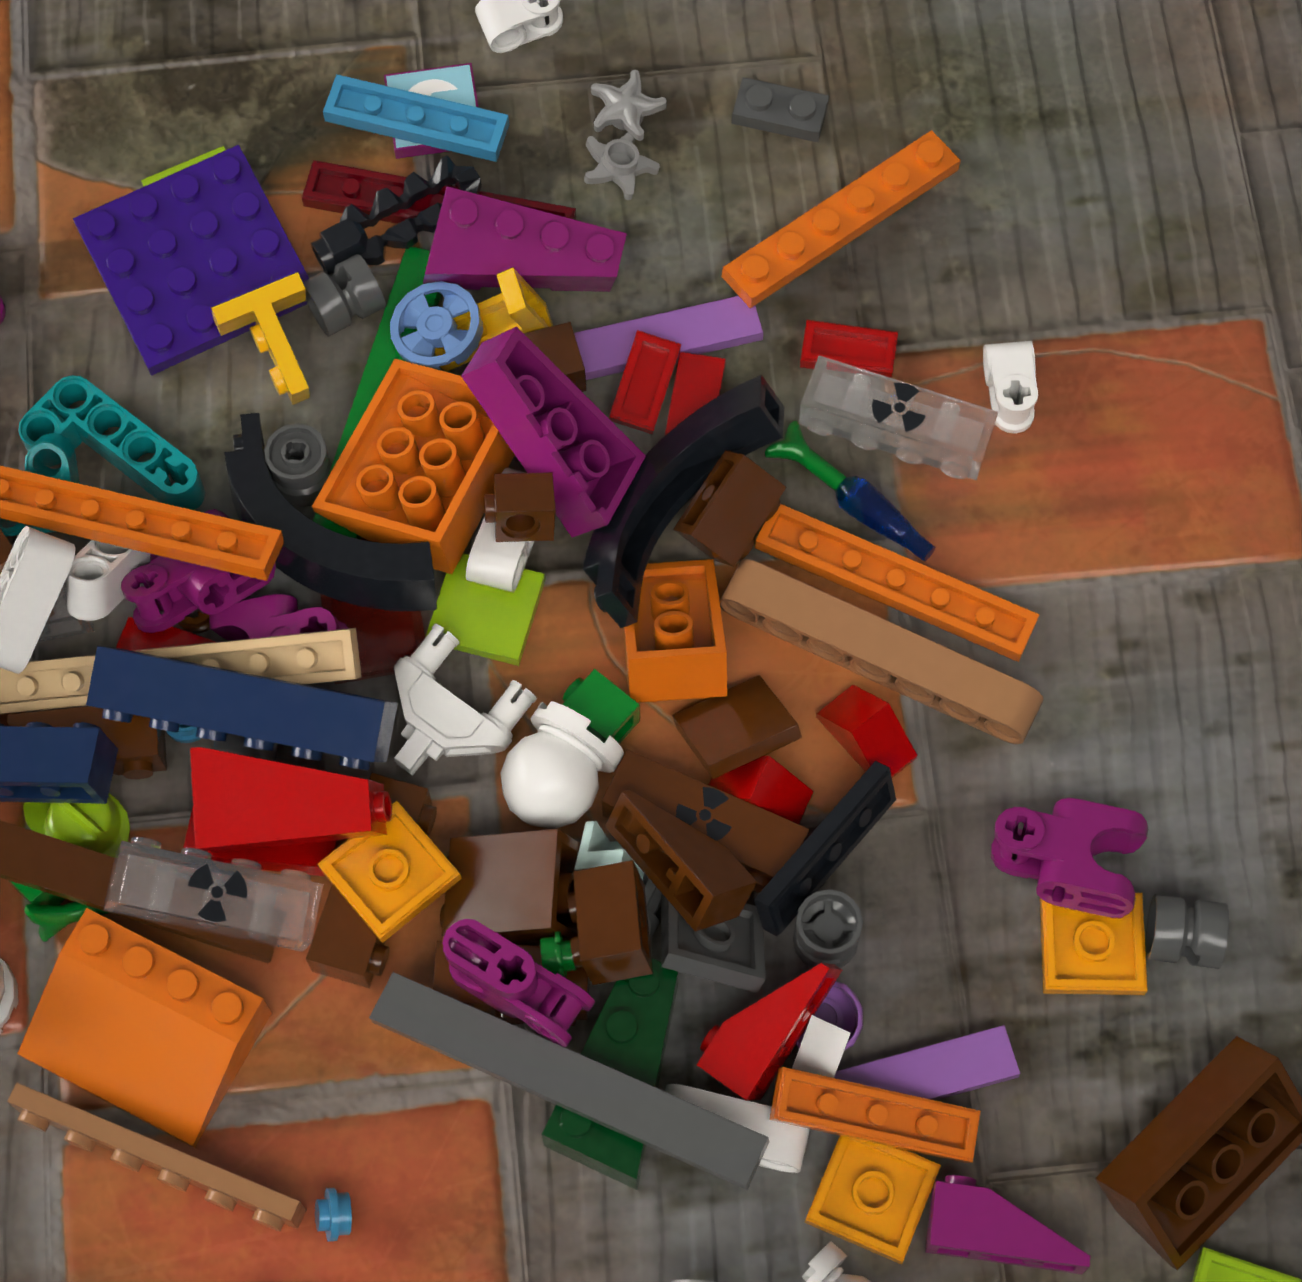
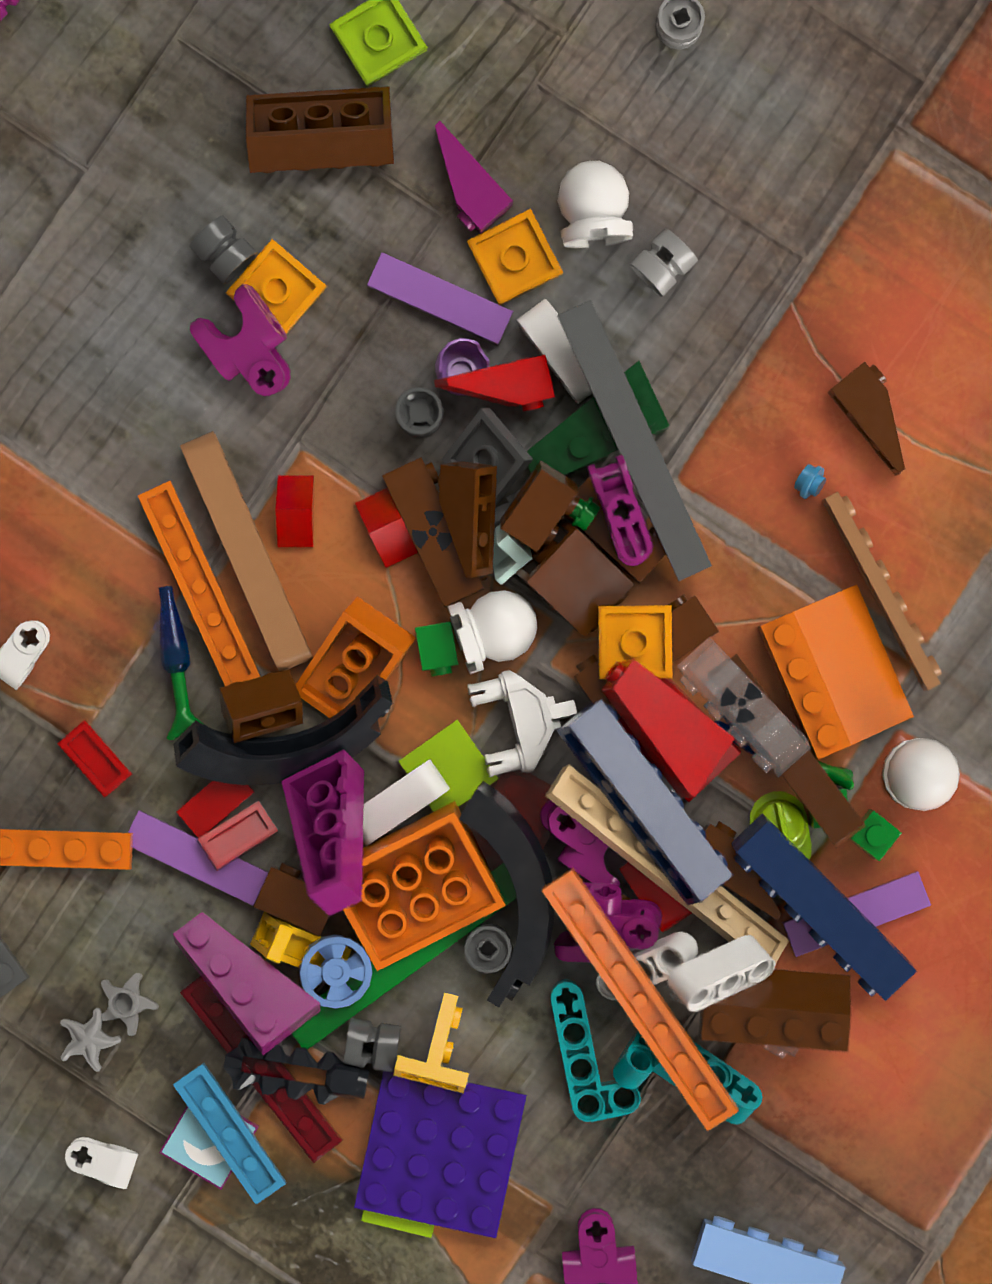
camera: 140 degrees left, 20 degrees up
(522, 507) = (386, 798): reddish brown brick -> none
(737, 727) = (369, 570): reddish brown tile -> none
(821, 1048) = (492, 344): white sticker -> none
(826, 848) = (380, 457): black tile -> none
(875, 1115) = (481, 292): orange tile -> none
(897, 418) = (109, 686): clear brick -> none

